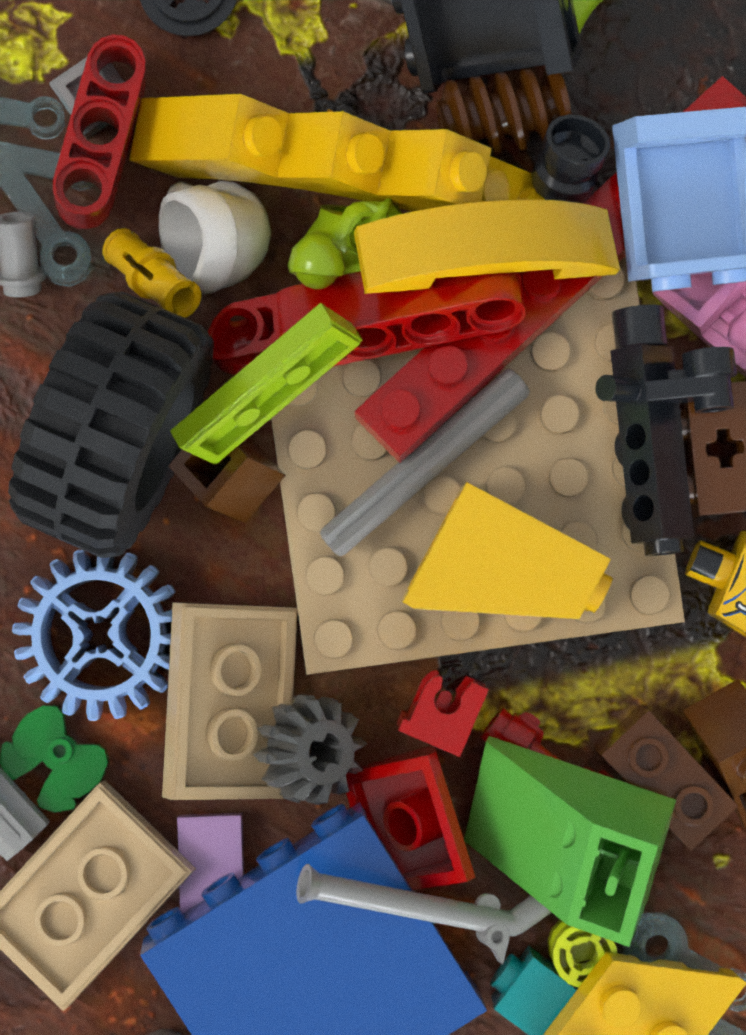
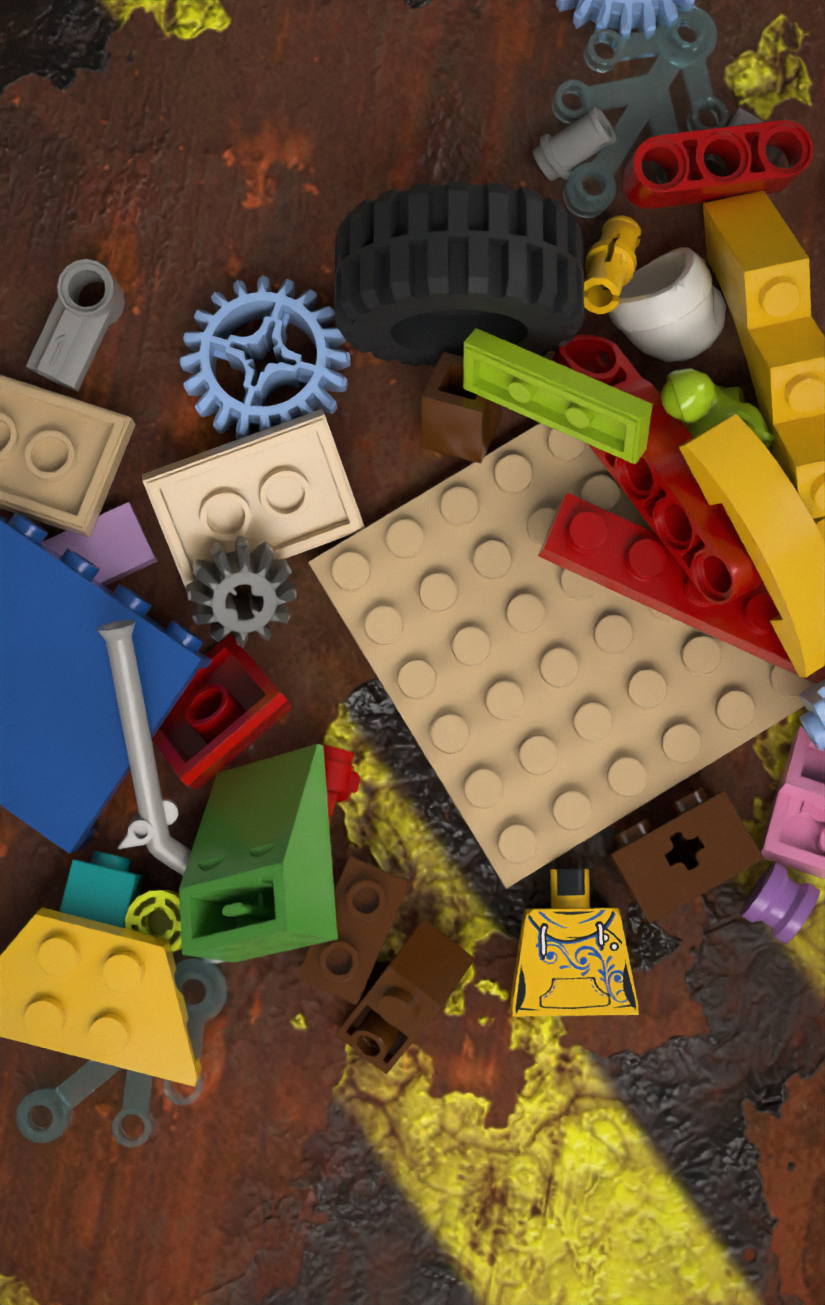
camera: 70 degrees right, 5 degrees down
(73, 765) = (150, 355): green piece -> none
(425, 462) = (548, 581): light grey axle -> none
(443, 723) = (322, 697): red hinge -> none
(506, 564) = (487, 683): yellow slope -> none
(650, 422) = (677, 769): black piece -> none

